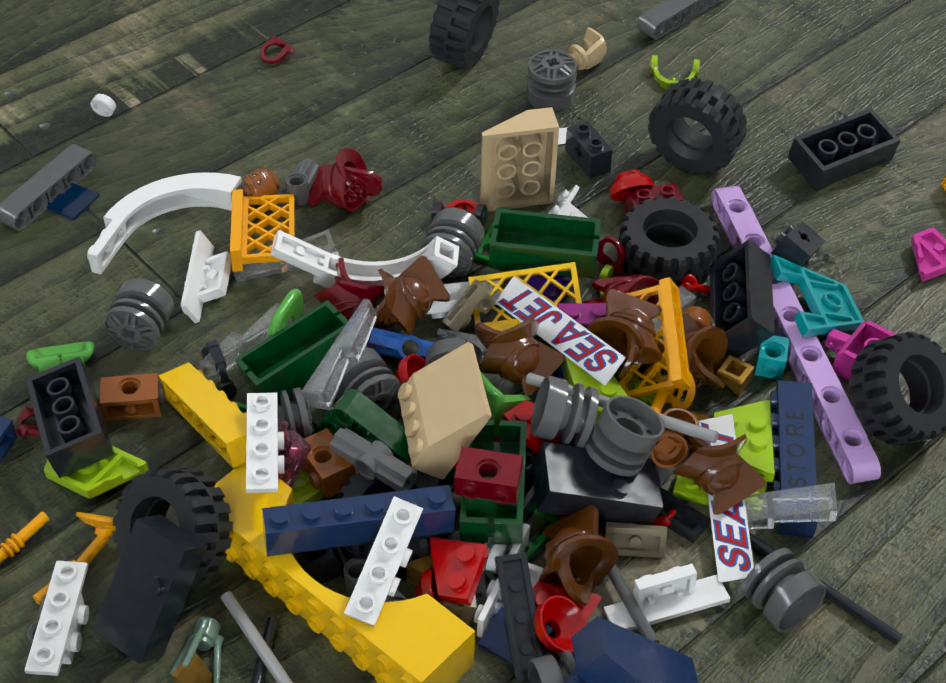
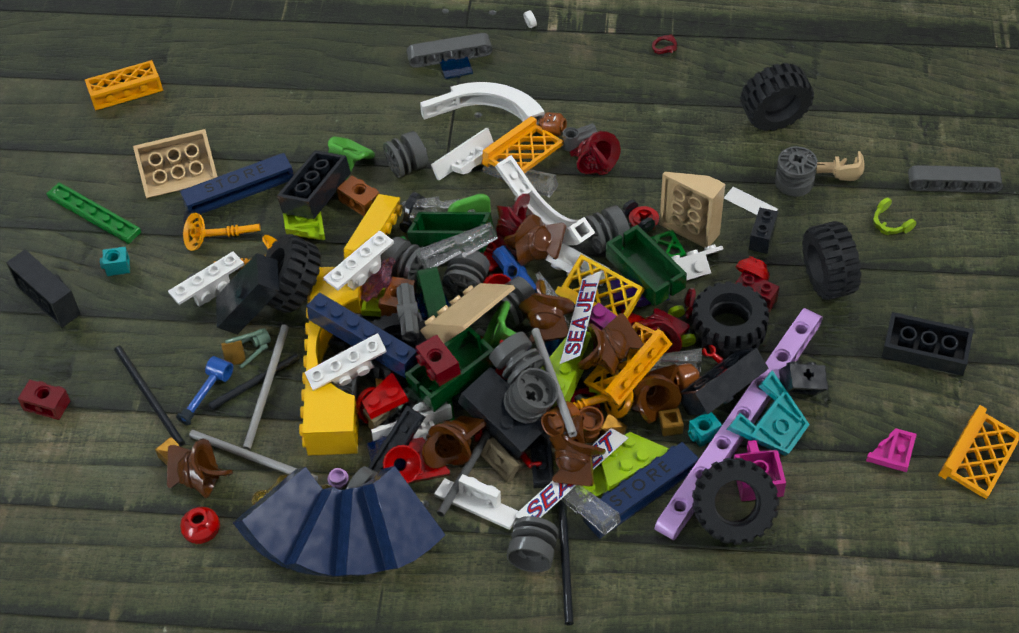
camera: 50 degrees right, 5 degrees up
(474, 297) = (570, 269): dark tan hinge -> none

